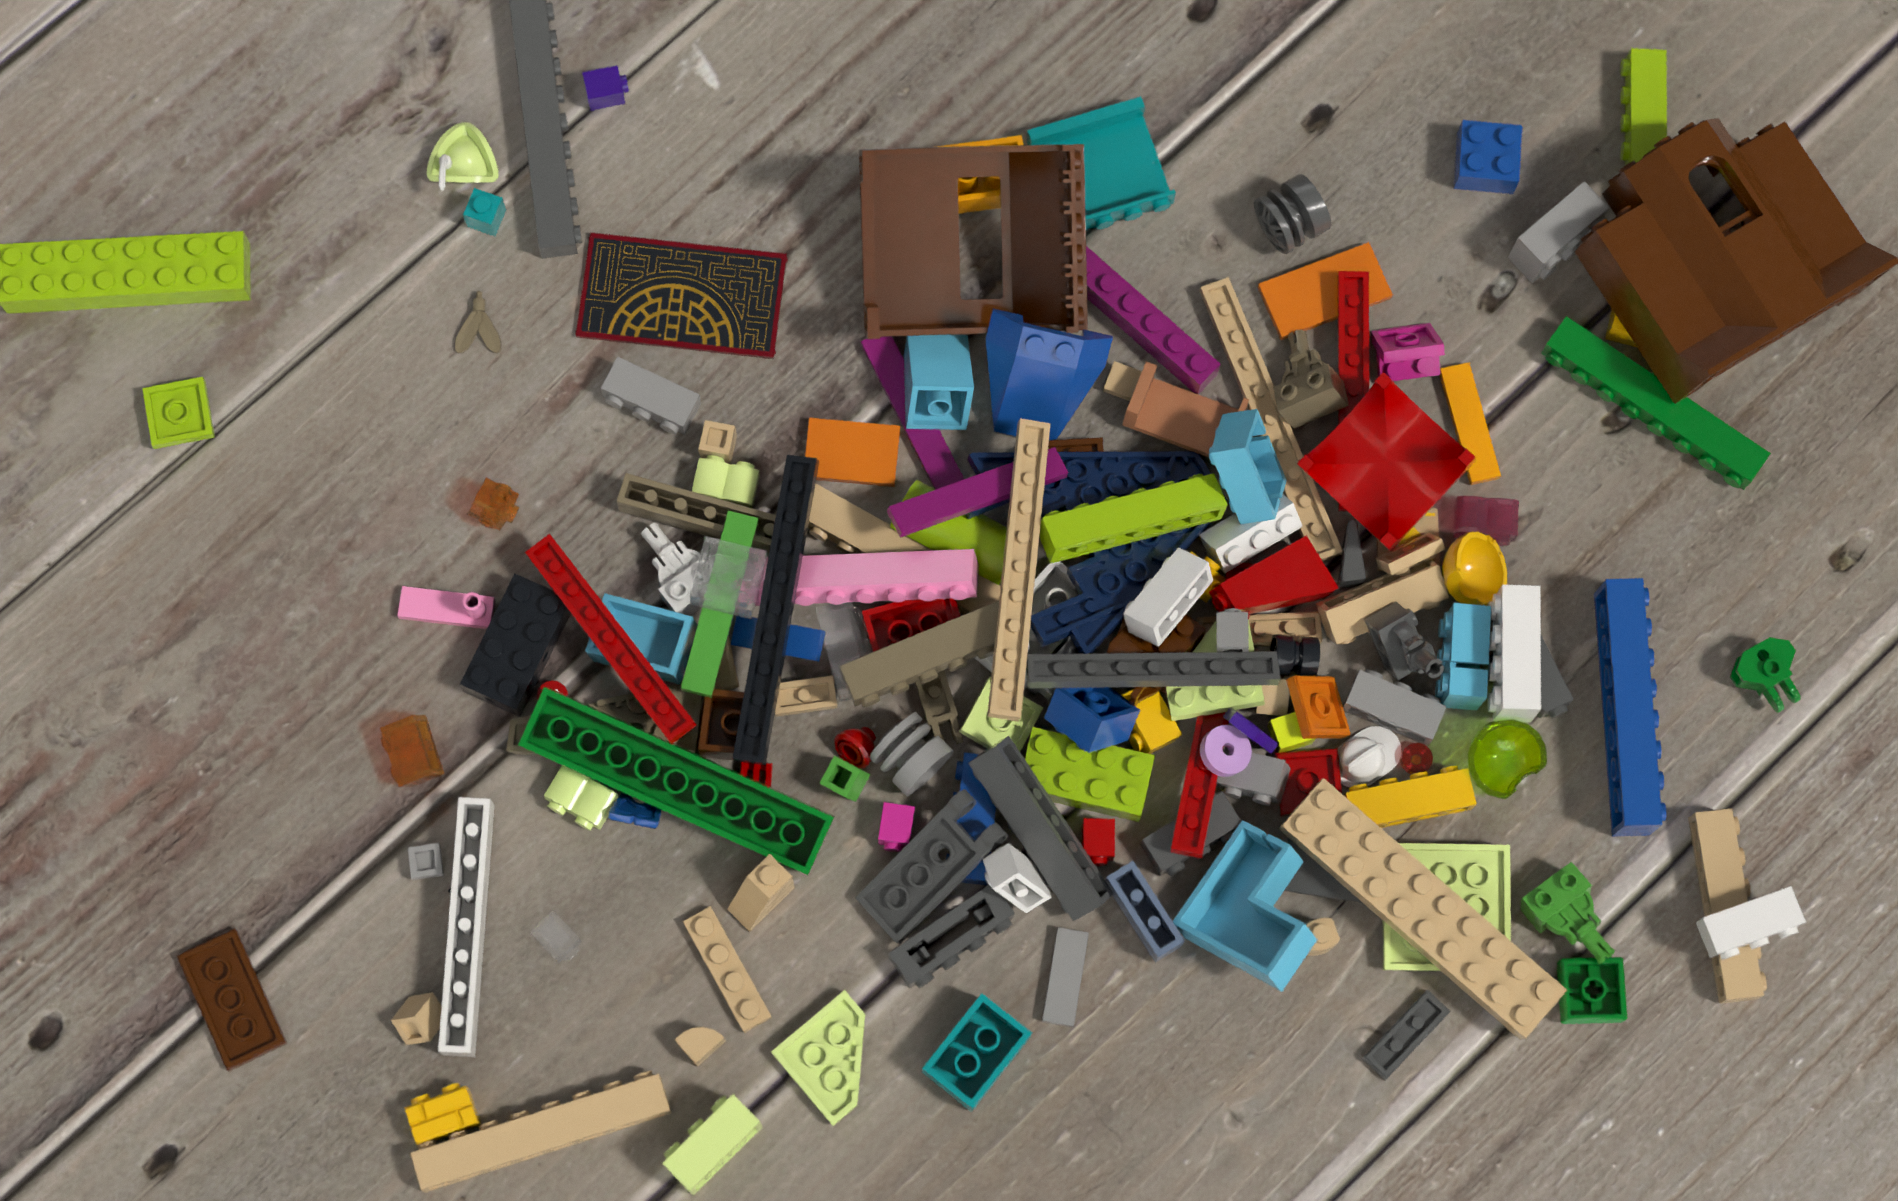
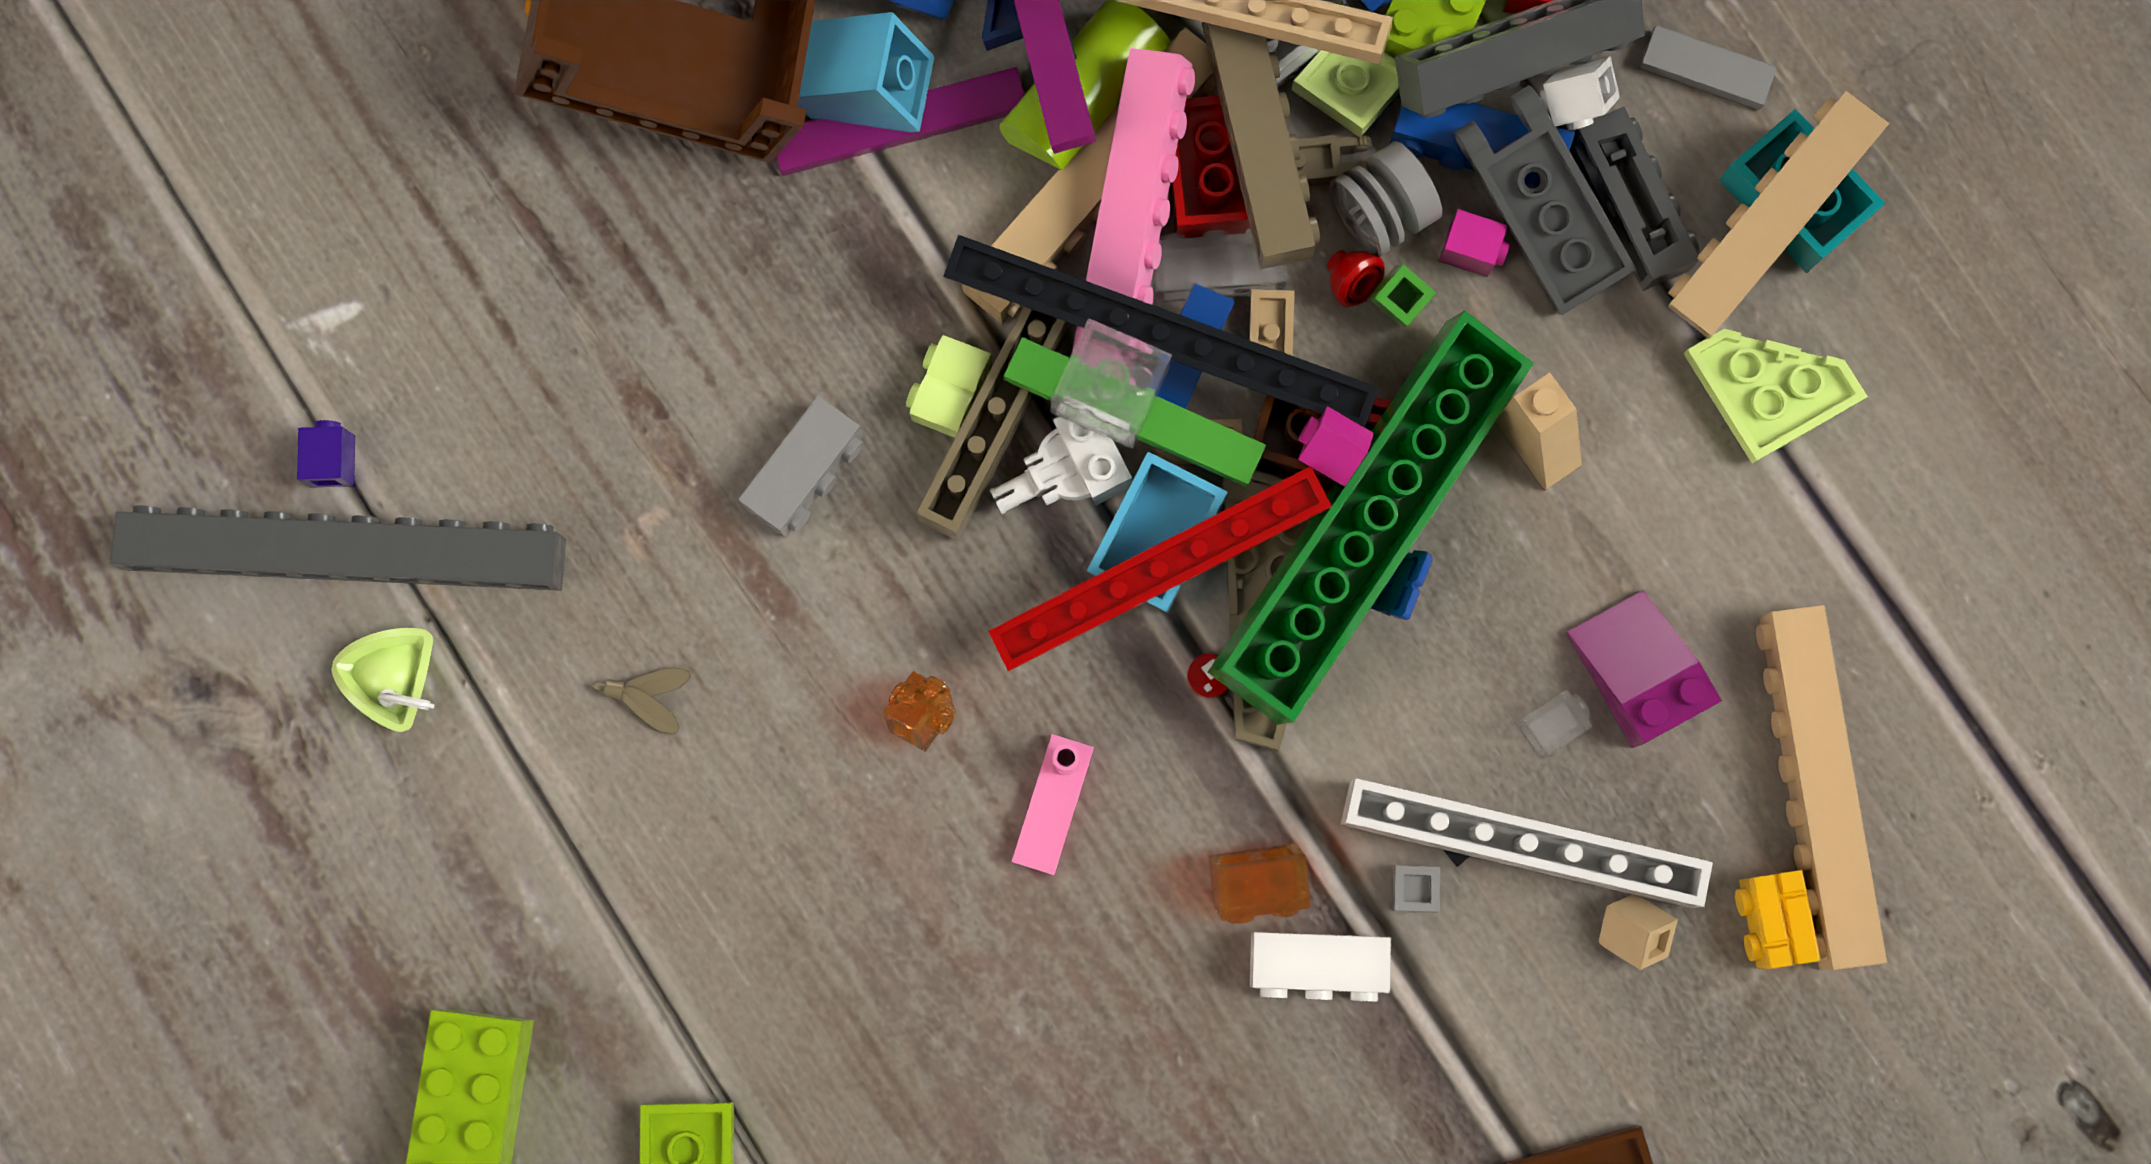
camera: 75 degrees left, 5 degrees up
(362, 803) = (1320, 965): none -> white brick
(484, 212) = (477, 655): teal brick -> none
(516, 646) = (1130, 711): black brick -> none
(580, 797) = (1365, 658): yellowish green brick -> none
(606, 993) = (1642, 669): none -> magenta slope
(681, 295) = (659, 405): black piece -> none
(699, 1043) = (1730, 553): tan brick -> none
(711, 1143) = (1880, 556): yellowish green brick -> none
(715, 739) = (1334, 445): none -> dark pink brick
(718, 440) = (889, 383): tan panel -> none
(727, 969) = (1629, 503): tan plate -> none
(854, 451) = (935, 202): orange tile -> none
(943, 1025) = (1778, 213): none -> tan brick

